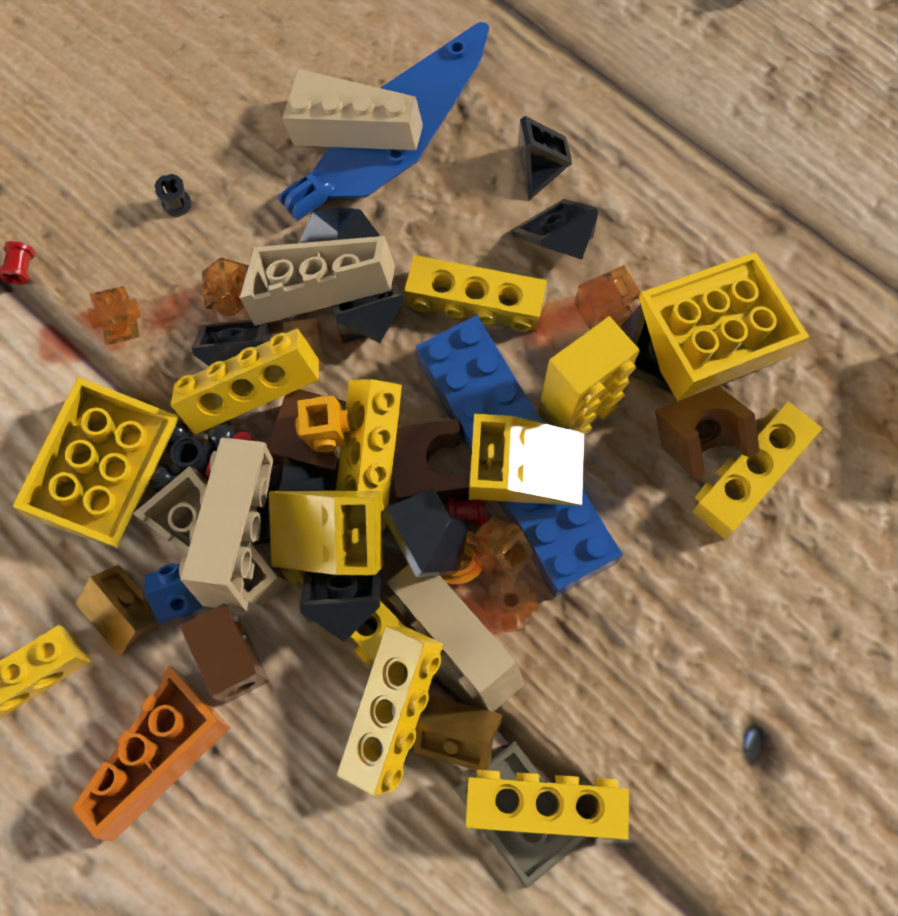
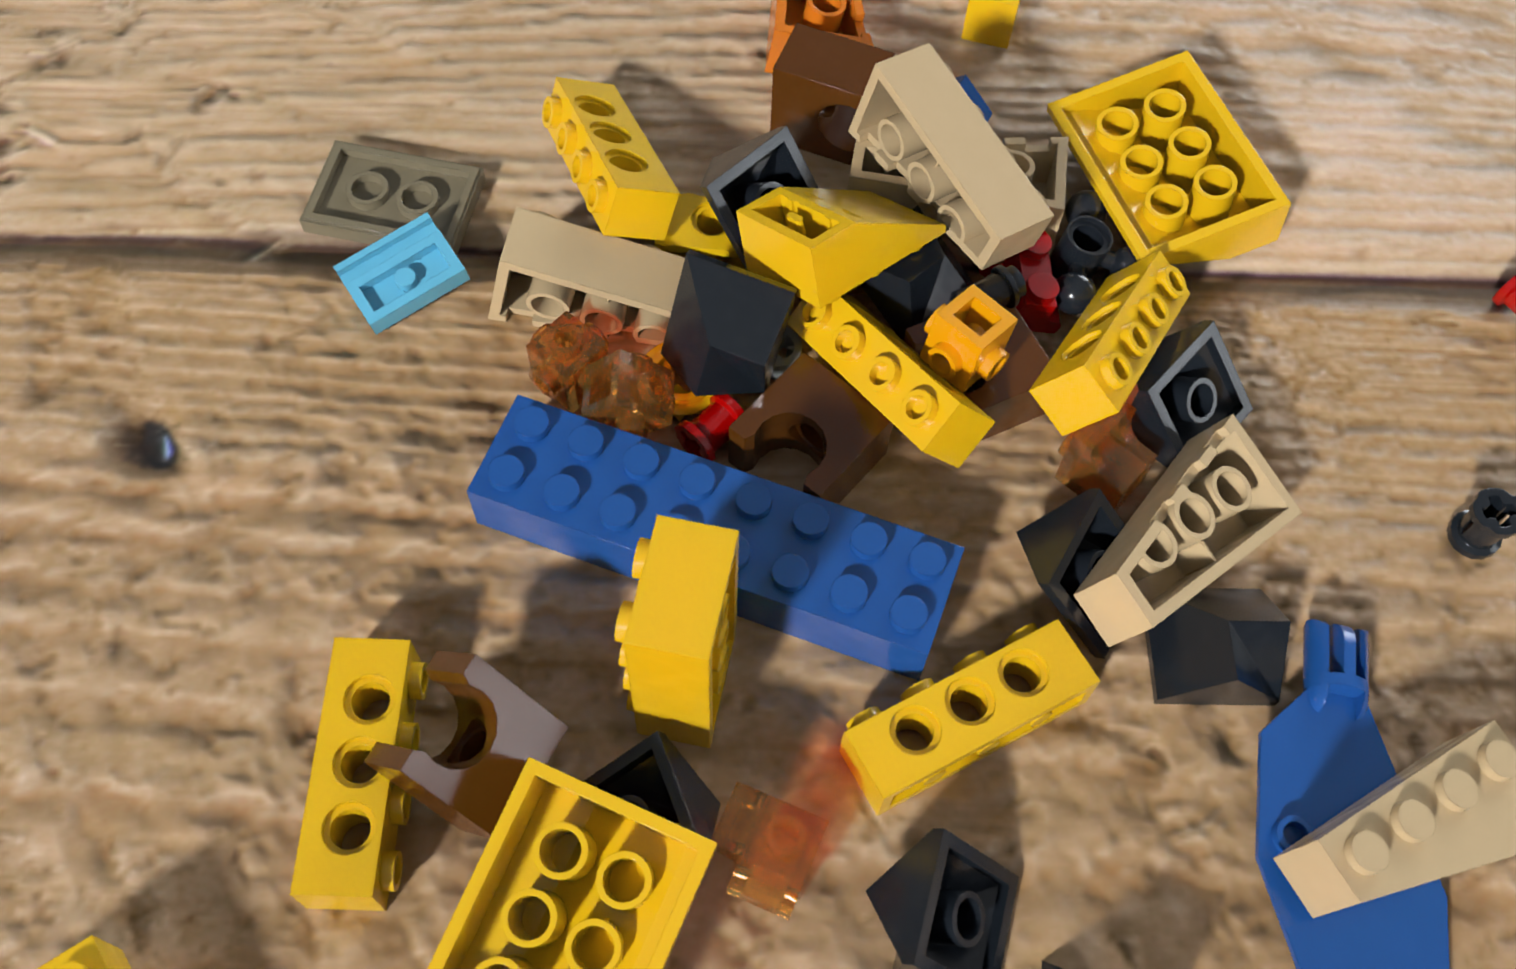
camera: 135 degrees right, 10 degrees down
(114, 315) = (1351, 320): clear orange brick -> none
(116, 608) = (1004, 86): pearl gold panel -> none
(223, 286) = (1289, 439): clear orange brick -> none
(284, 446) = (1002, 285): none -> black pin
(456, 733) = (496, 203): pearl gold panel -> none
(525, 461) = (686, 457): slope -> none
(556, 742) = (401, 273): none -> medium azure plate
(608, 821) = (361, 197): yellow brick -> none

